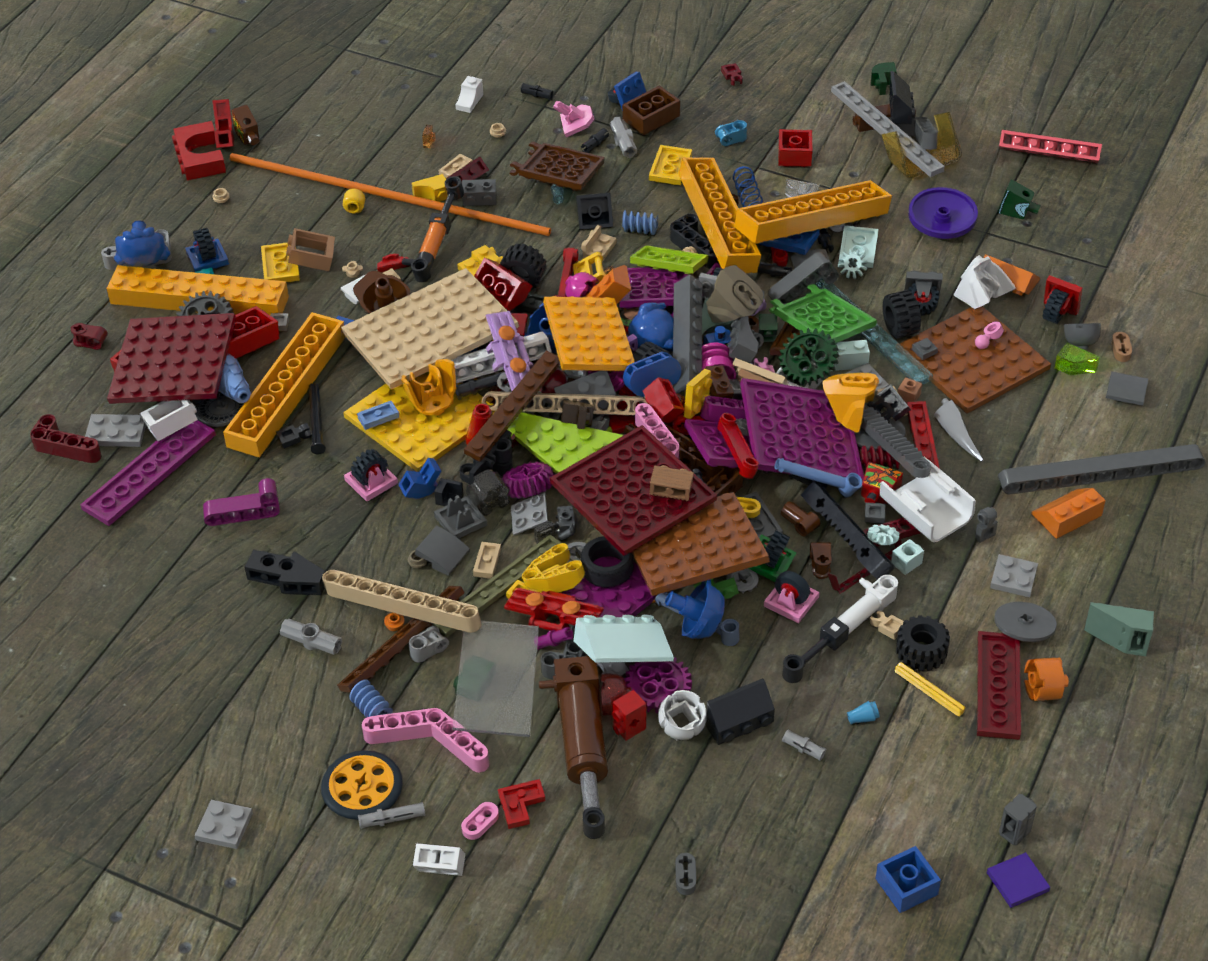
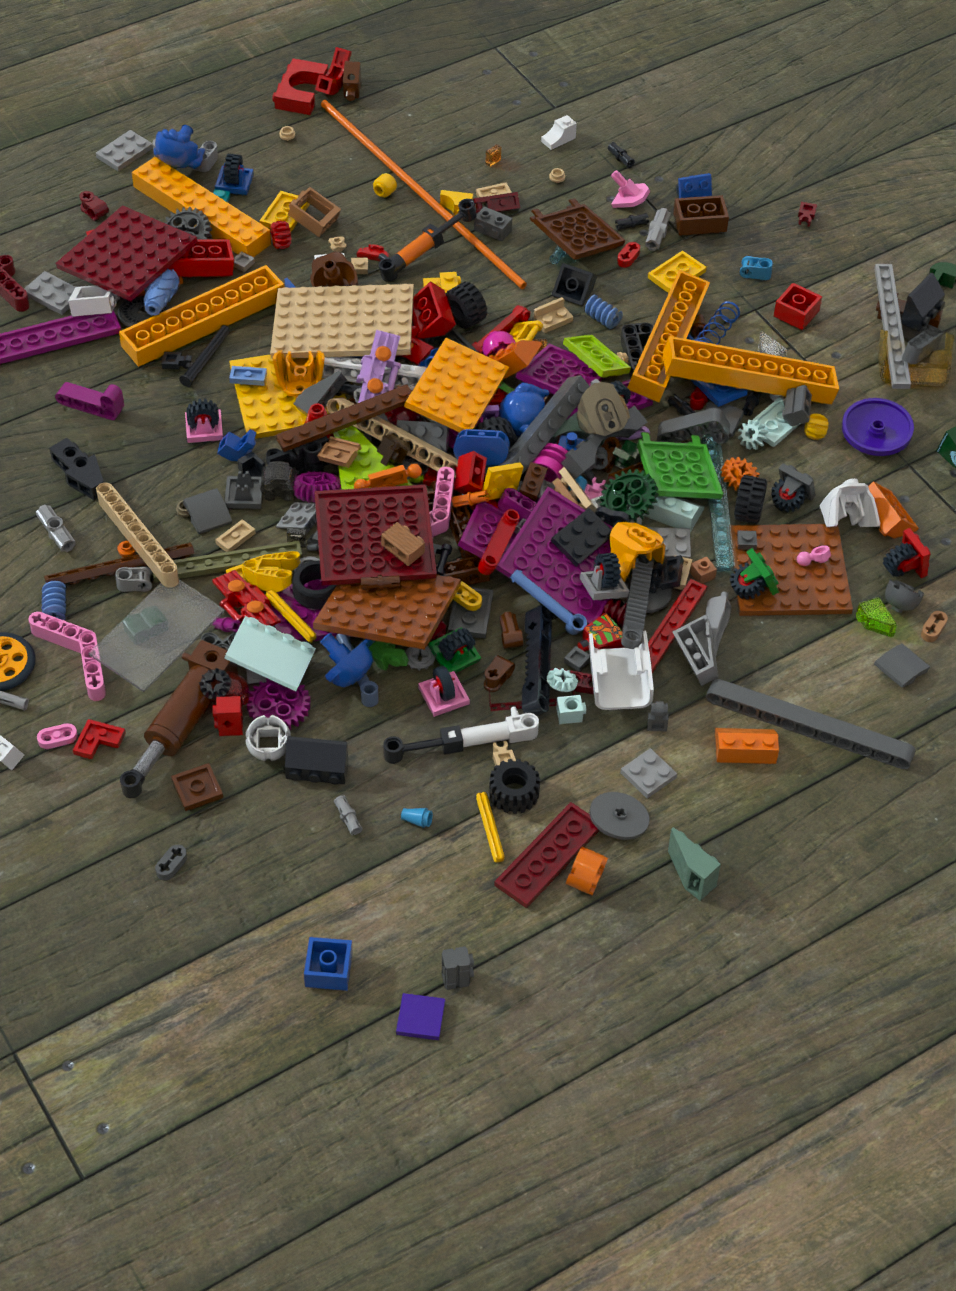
camera: 30 degrees right, 5 degrees up
(73, 275) = (124, 150): none -> light grey plate
(297, 282) = (280, 234): none -> red gear
(463, 401) = (320, 392): none -> dark grey slope
(530, 437) = (339, 452): none -> medium nougat plate
(598, 699) = (220, 689): none -> black gear
(599, 436) = (389, 477): none -> orange plate
(606, 601) = (291, 616): none -> yellow axle
(616, 168) = (625, 253): none -> red beam
(650, 794) = (197, 787): none -> reddish brown plate
(675, 526) = (380, 582): none -> reddish brown pin
(682, 420) = (470, 498): none -> orange axle
(801, 408) = (582, 537): none -> black plate
(811, 381) = (611, 517): none -> black piece
(852, 431) = (605, 579): none -> plate
(868, 299) = (734, 470): none -> orange gear
(870, 223) = (797, 405): none -> dark grey brick
(894, 235) = (816, 427): none -> yellow piece
(963, 372) = (753, 577): none -> plate
(968, 454) = (698, 648): none -> light grey wedge

